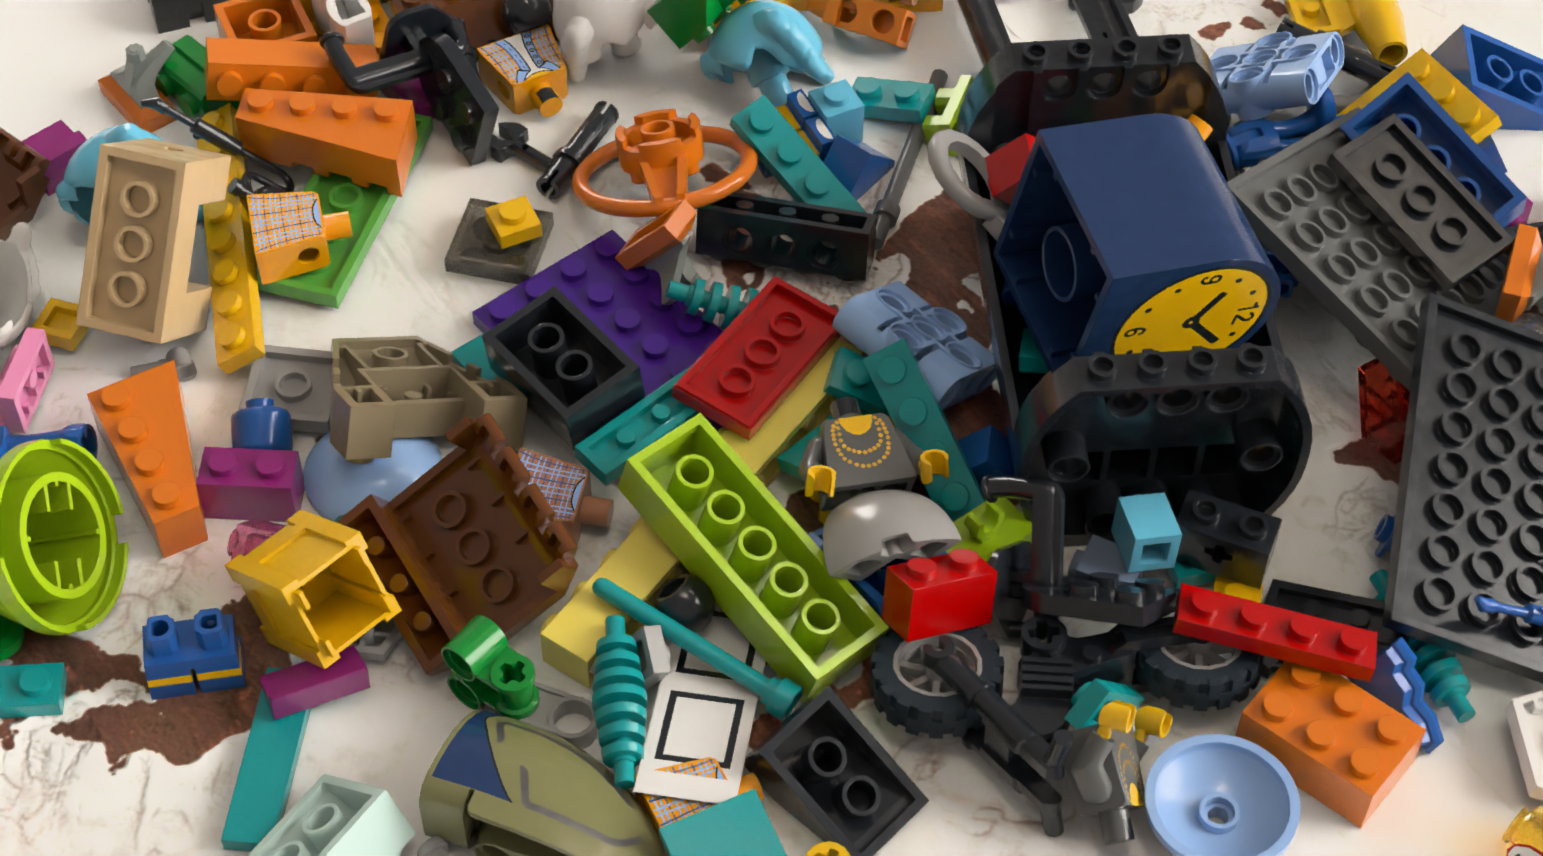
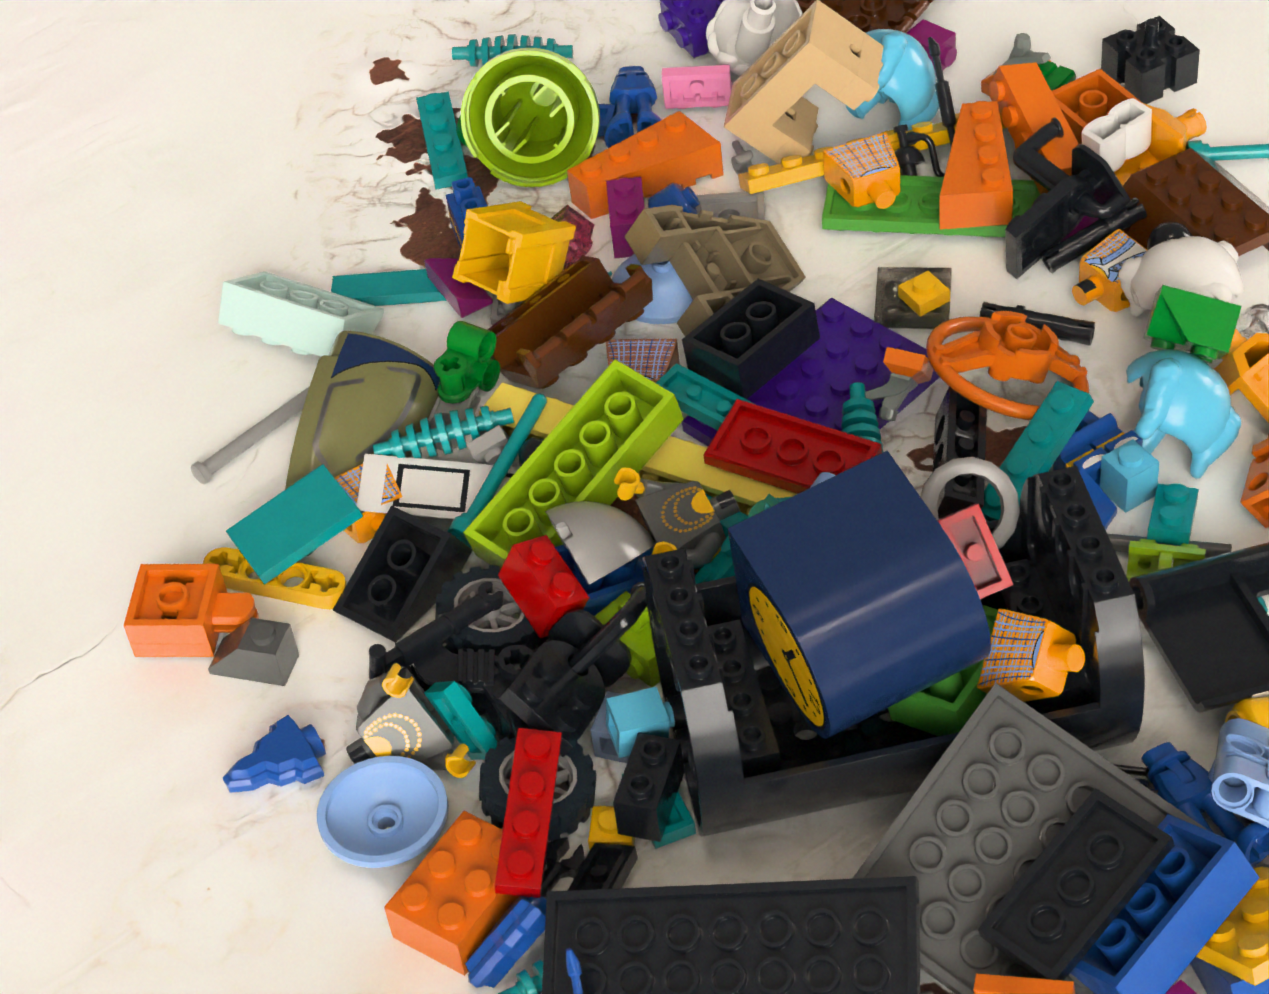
camera: 90 degrees right, 5 degrees down
(515, 145) = (1032, 291): black bar -> none

